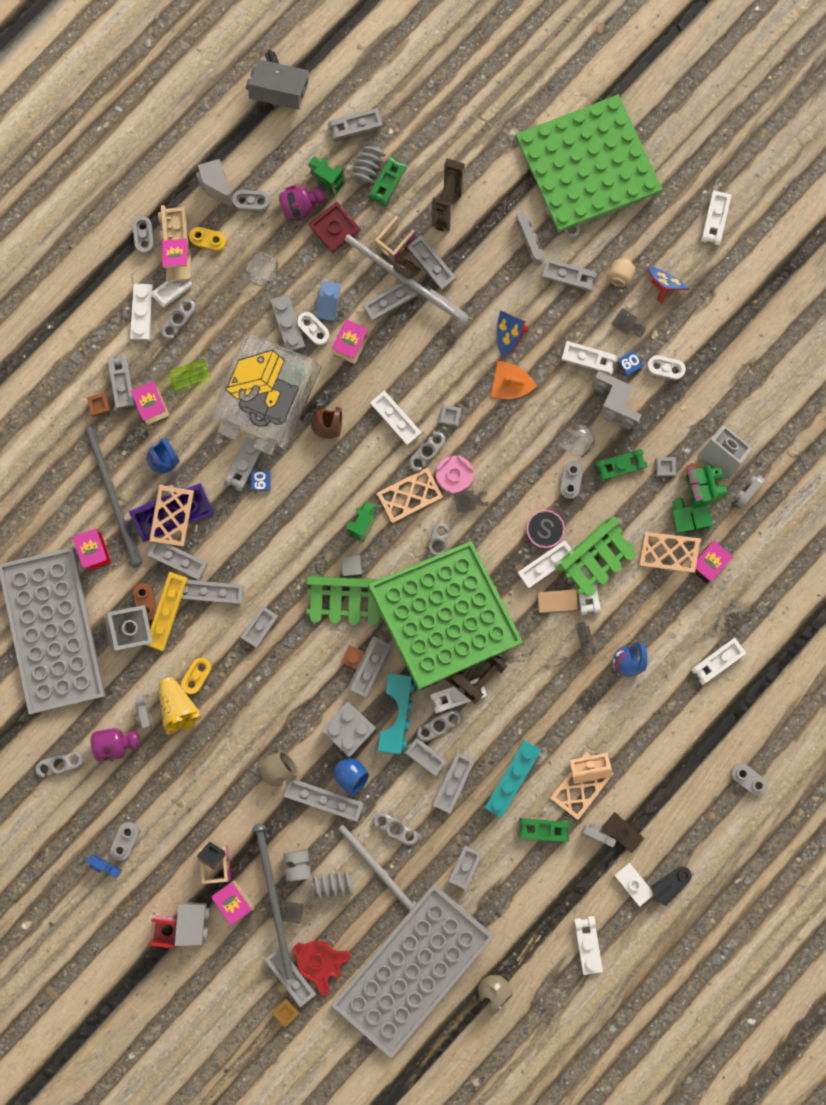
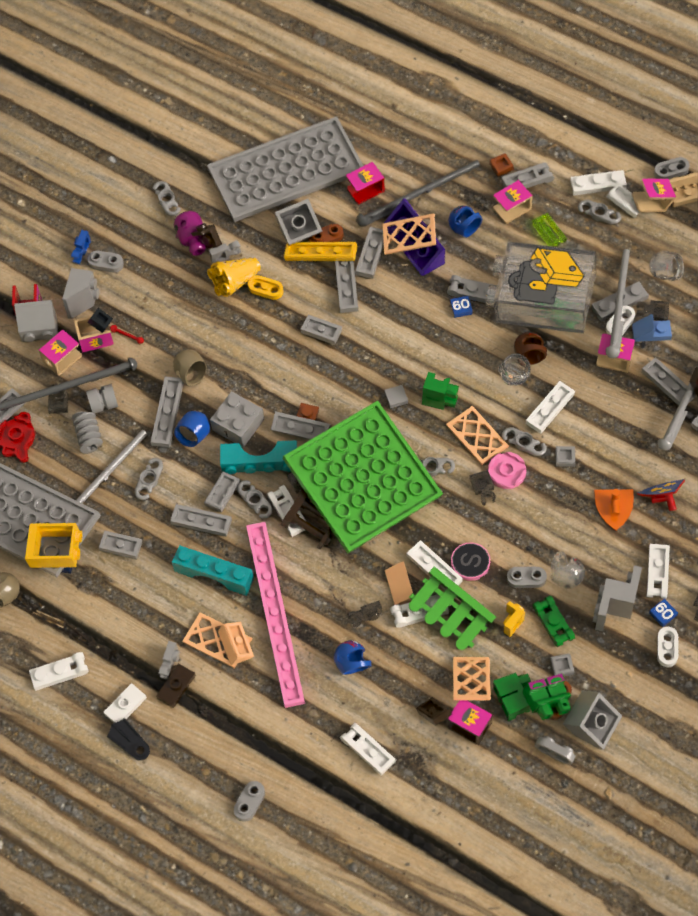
camera: 80 degrees right, 20 degrees down
(126, 726) = (209, 235): none -> dark brown bracket
(165, 872) = (80, 292): none -> light grey slope
(207, 238) = (683, 219): yellow plate -> none
(230, 817) = (114, 329): none -> red hinge
(307, 291) = (659, 309): none -> clear smoke plate
(333, 333) = (617, 329): none -> light grey bar
(336, 599) = (364, 387): bright green fence -> none
(352, 443) = (514, 369): none -> clear helmet
(460, 954) = (40, 530): none -> yellow window
(544, 830) = (167, 610): green plate -> none
(566, 725) = (275, 615): none -> bright pink plate
(617, 501) = (514, 620): none -> yellow bracket
(697, 593) = (434, 711): none -> dark brown plate

